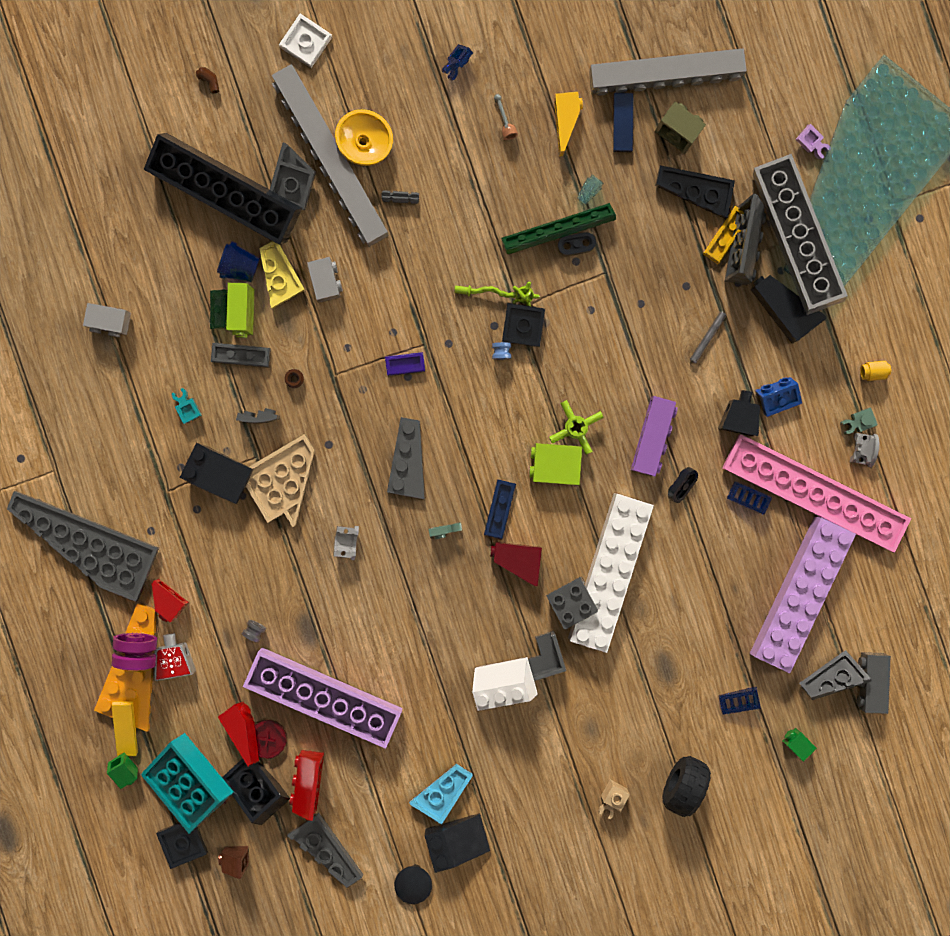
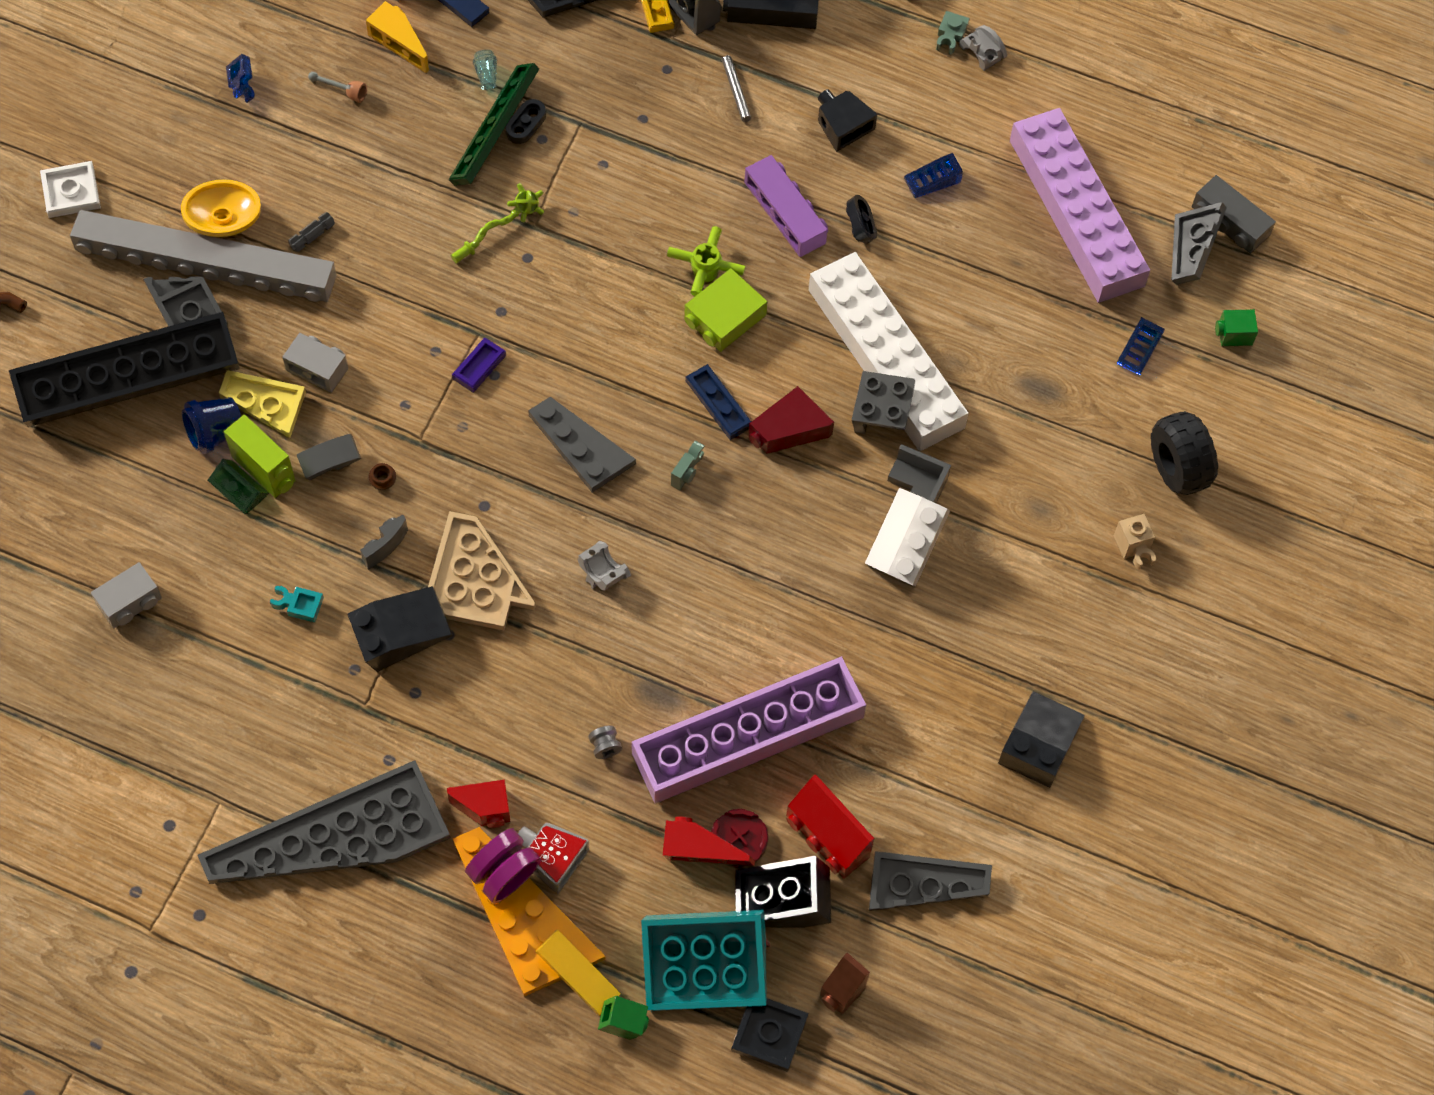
camera: 50 degrees left, 25 degrees down
(240, 355) = (303, 507): dark grey tile -> none
(278, 341) = (328, 455): none -> dark grey slope
(413, 884) = (1051, 826): black dish -> none
(442, 794) = (974, 706): medium azure wing -> none
(501, 351) = (559, 266): medium blue wheel -> none
(523, 325) = (555, 228): black plate -> none
(779, 396) = (857, 72): blue bracket -> none
(816, 493) = (982, 117): bright pink plate -> none

